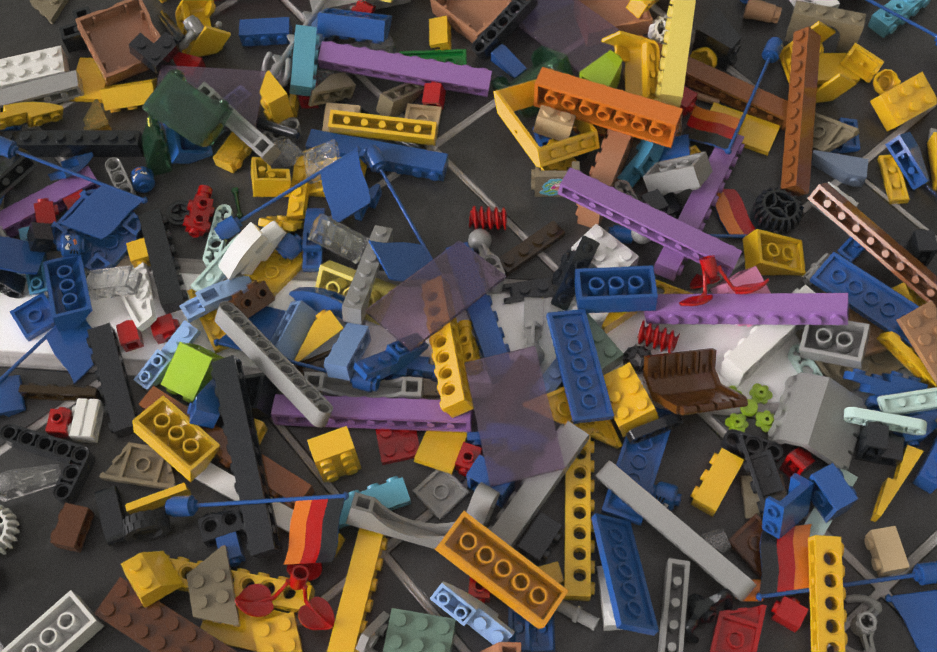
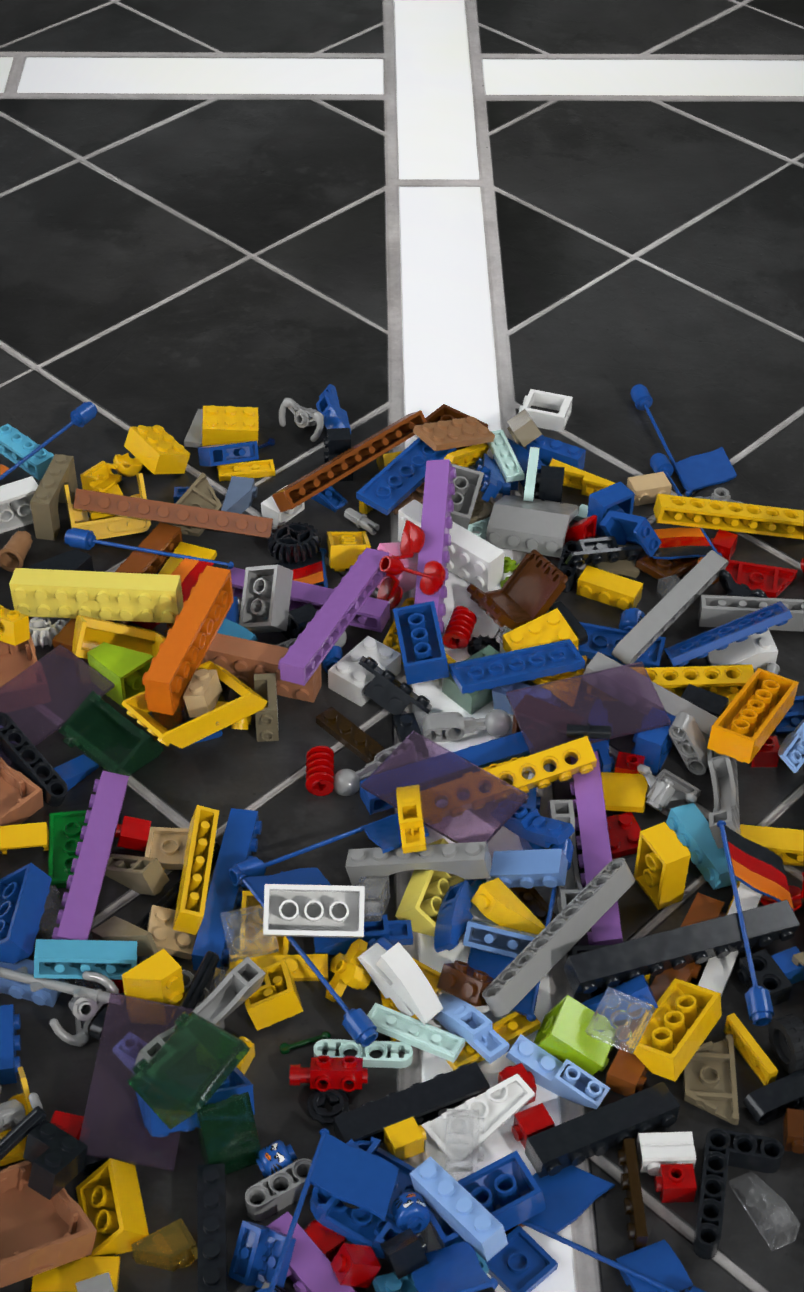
camera: 100 degrees left, 20 degrees down
(53, 265) = (459, 1209): none -> light blue brick
(178, 390) = (620, 1020): none -> clear plate
(305, 185) = (313, 911): none -> white brick
(406, 259) = (411, 819): none -> yellow slope
(429, 476) = (662, 790): none -> light grey piece
(478, 406) = (591, 731): none -> black axle

